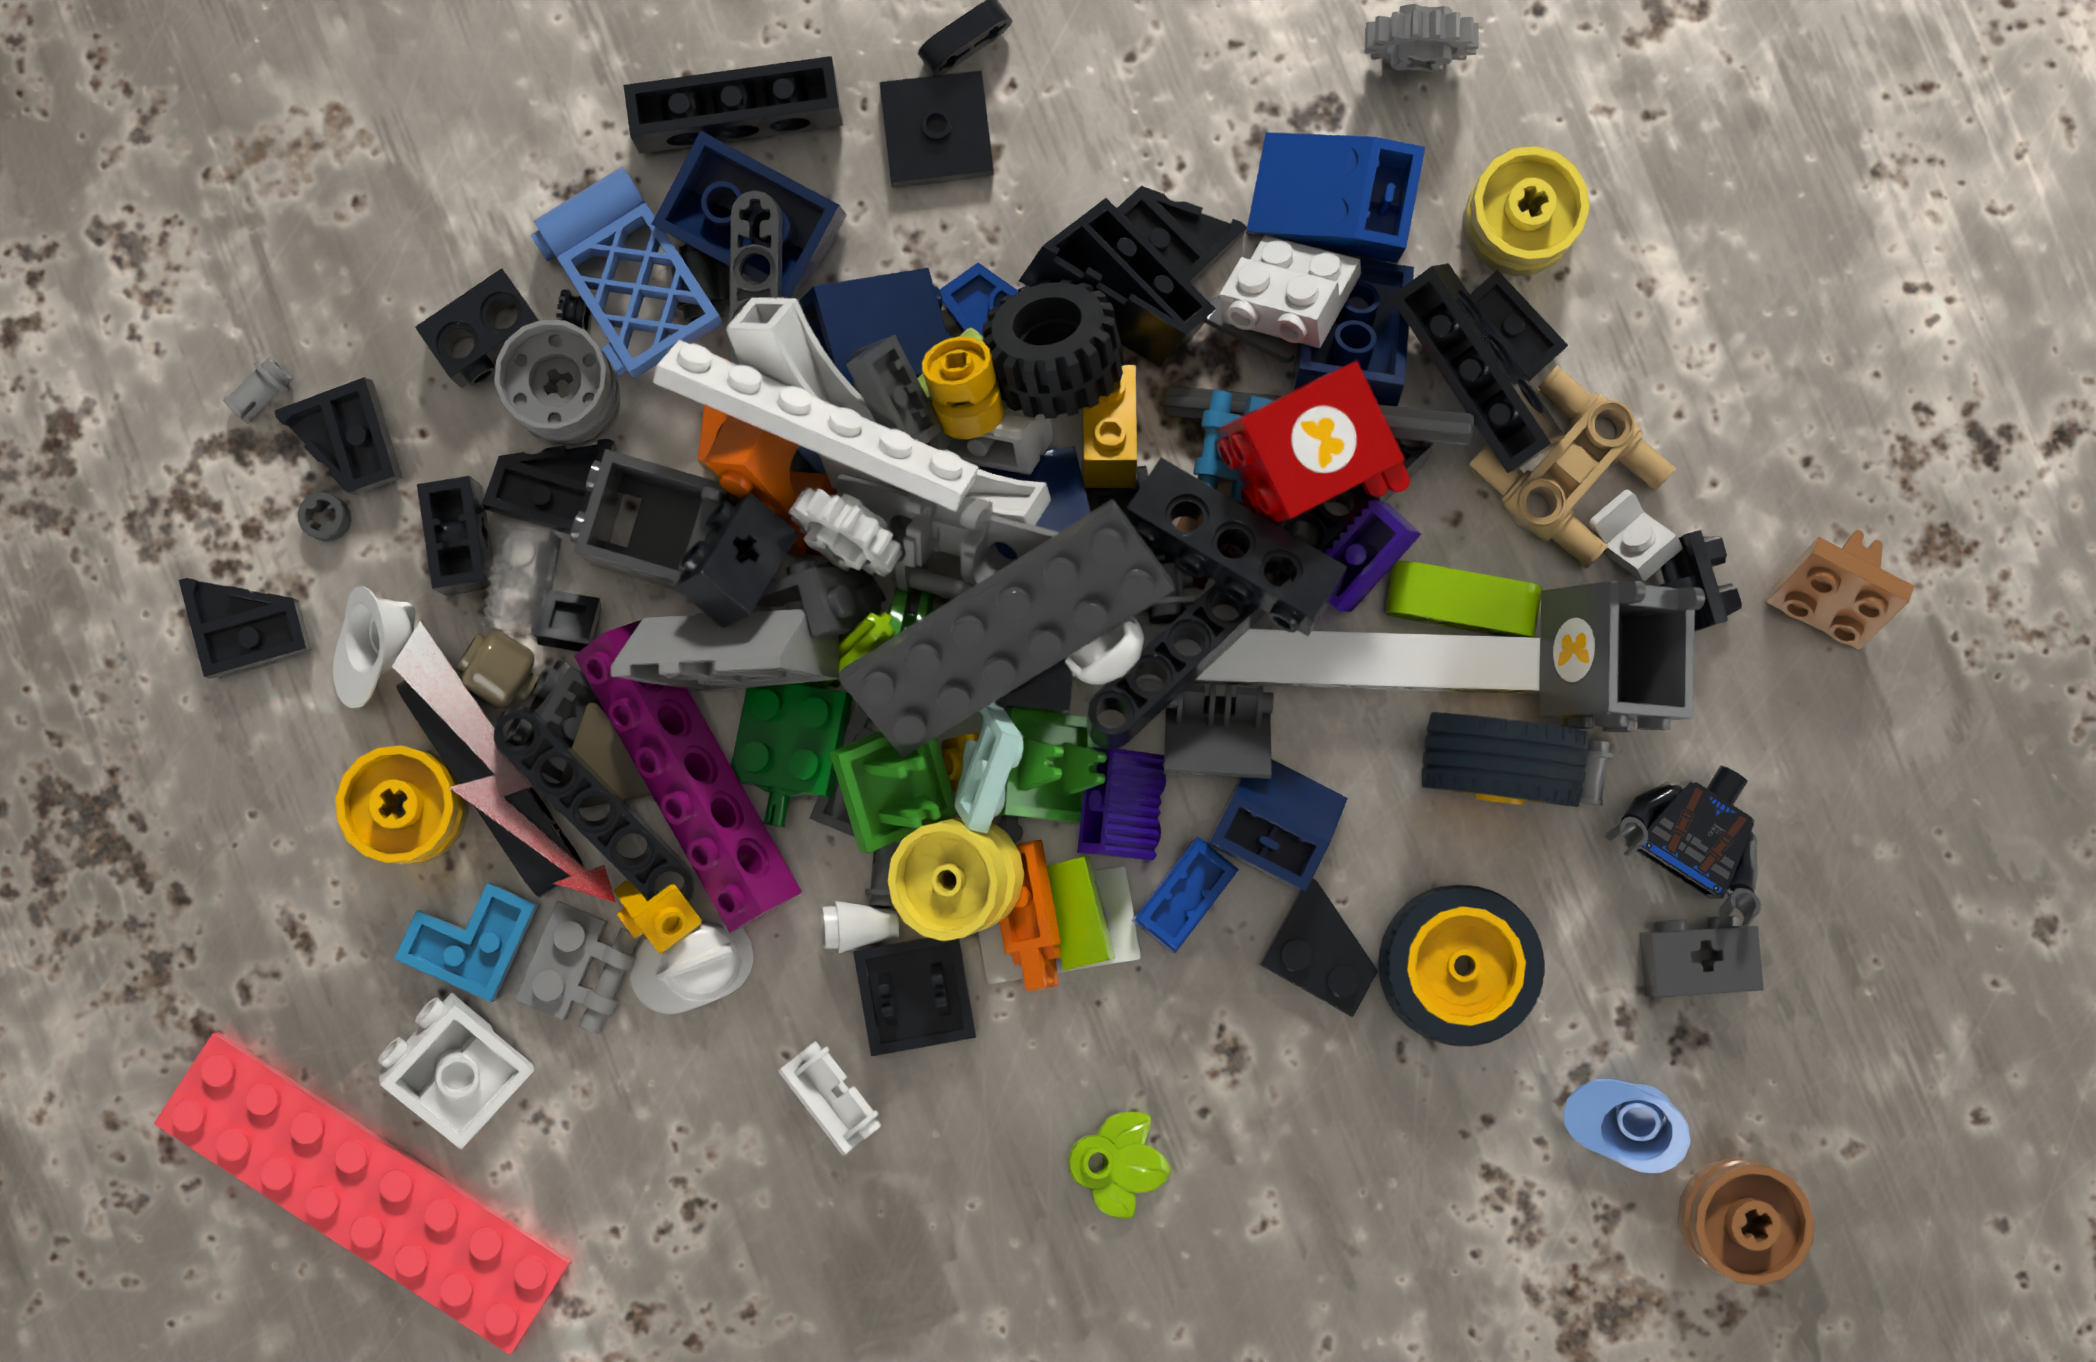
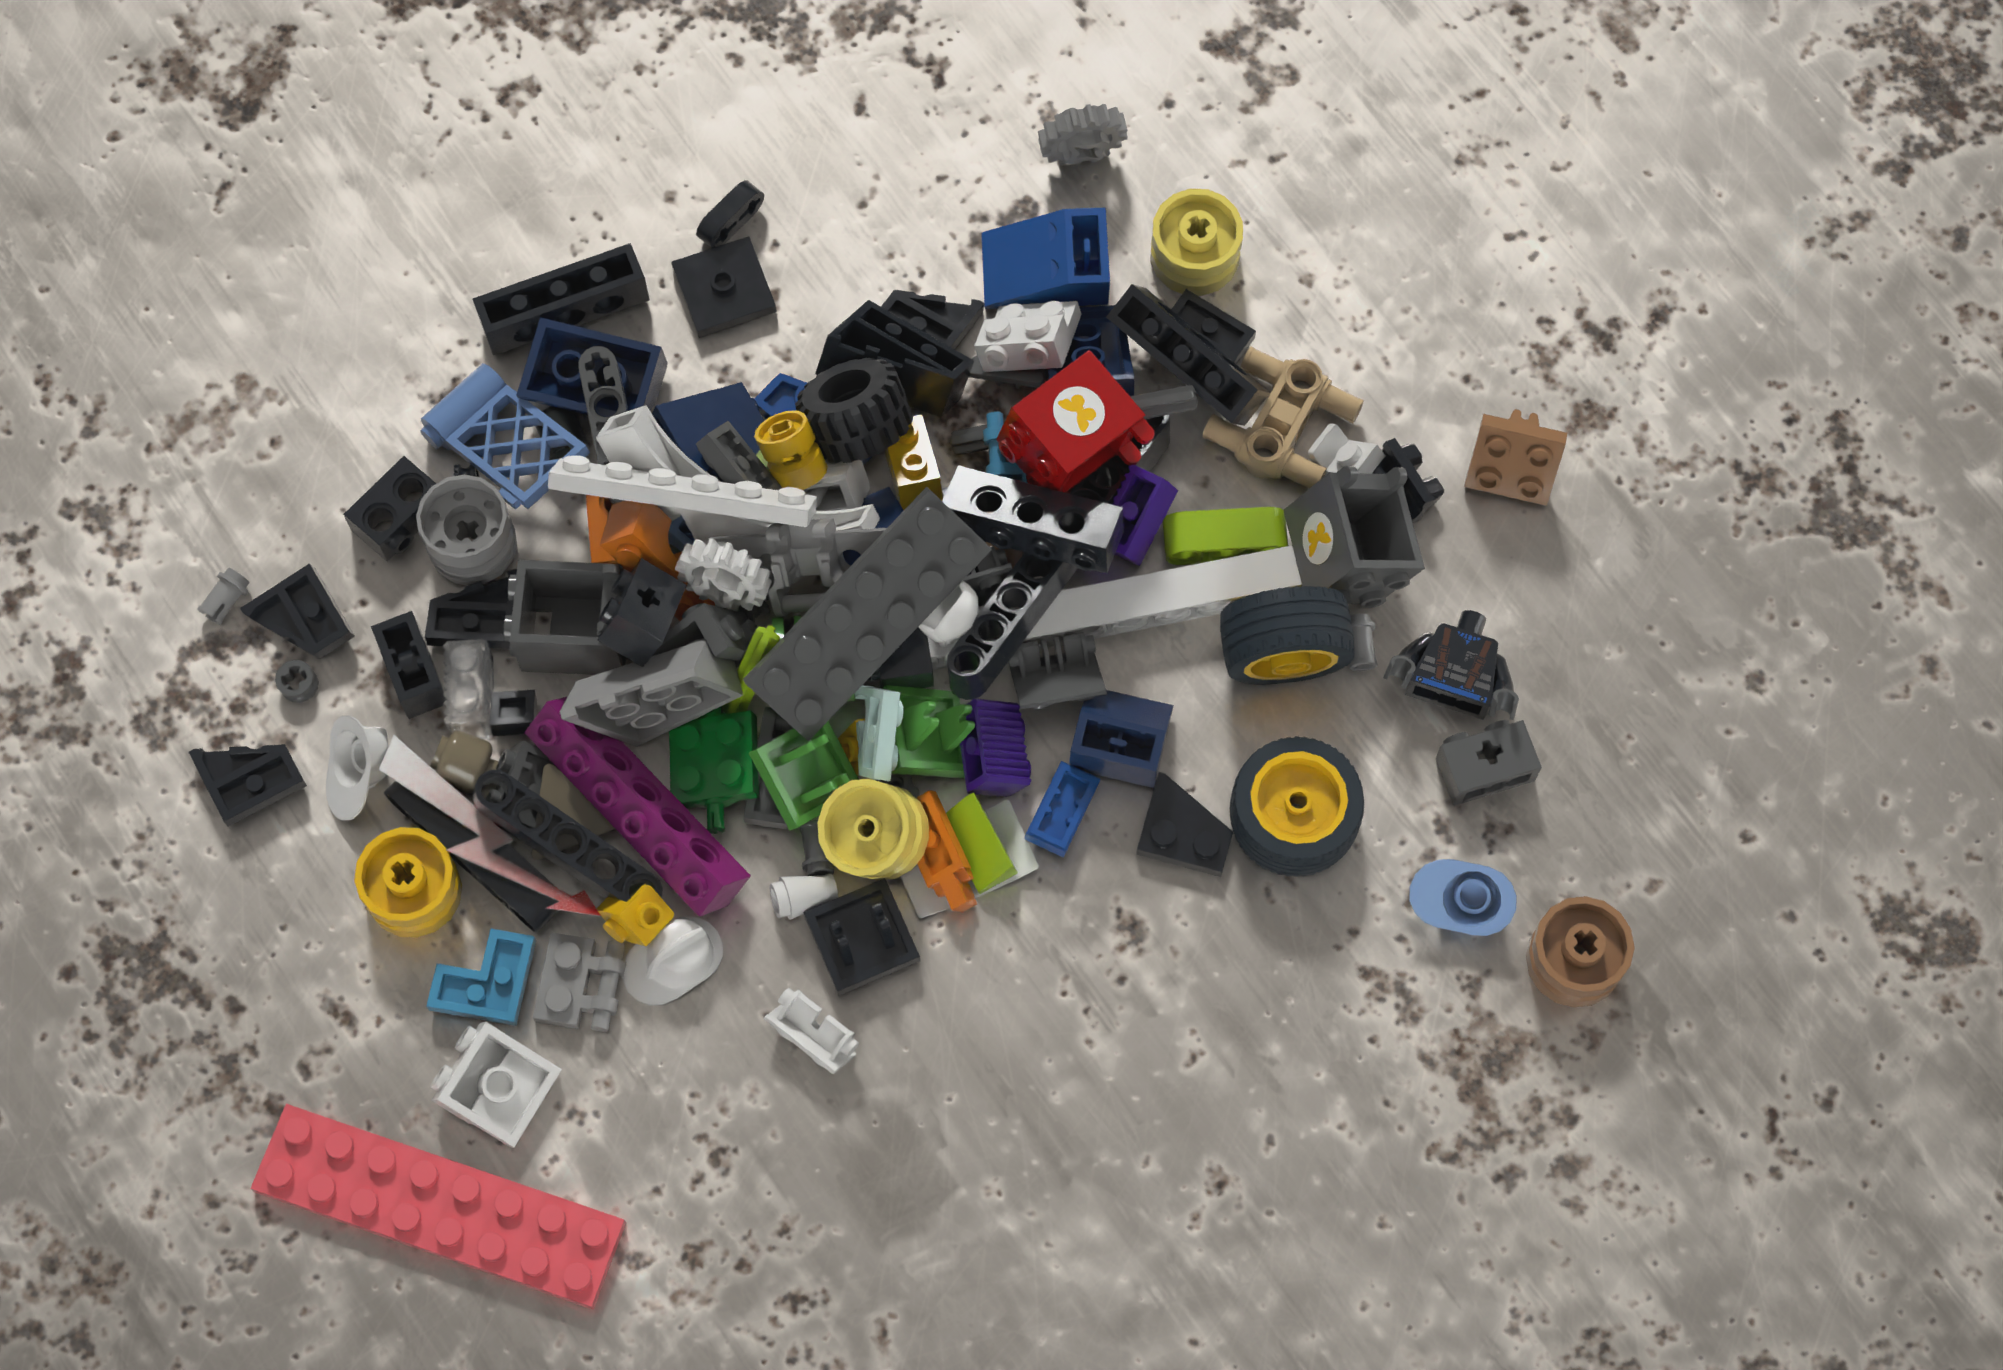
camera: 10 degrees left, 15 degrees down
(1126, 1167) = (1068, 1032): lime plate -> none

